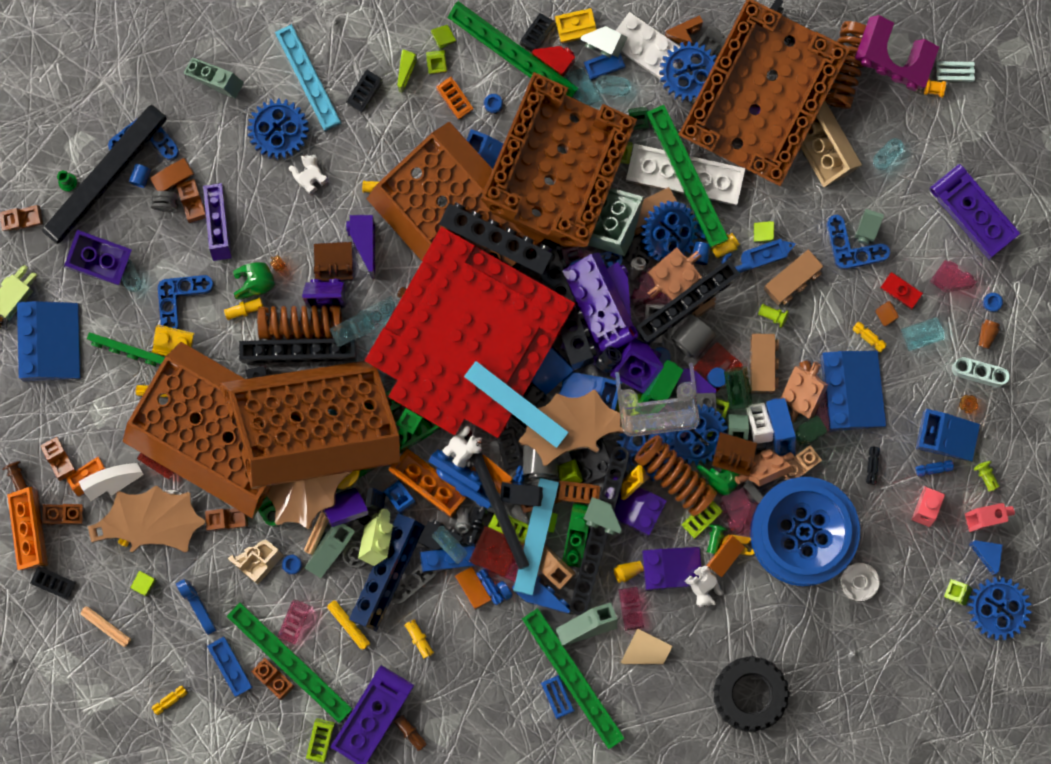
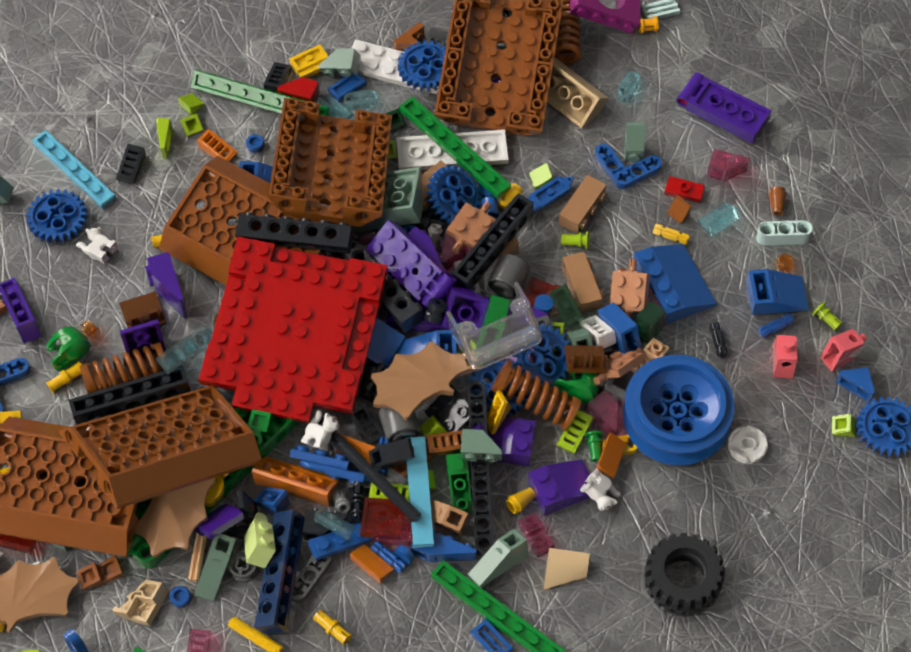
camera: 20 degrees left, 20 degrees down
(516, 404) = (360, 370): medium azure tile -> none
(992, 302) = (770, 176): blue tile -> none

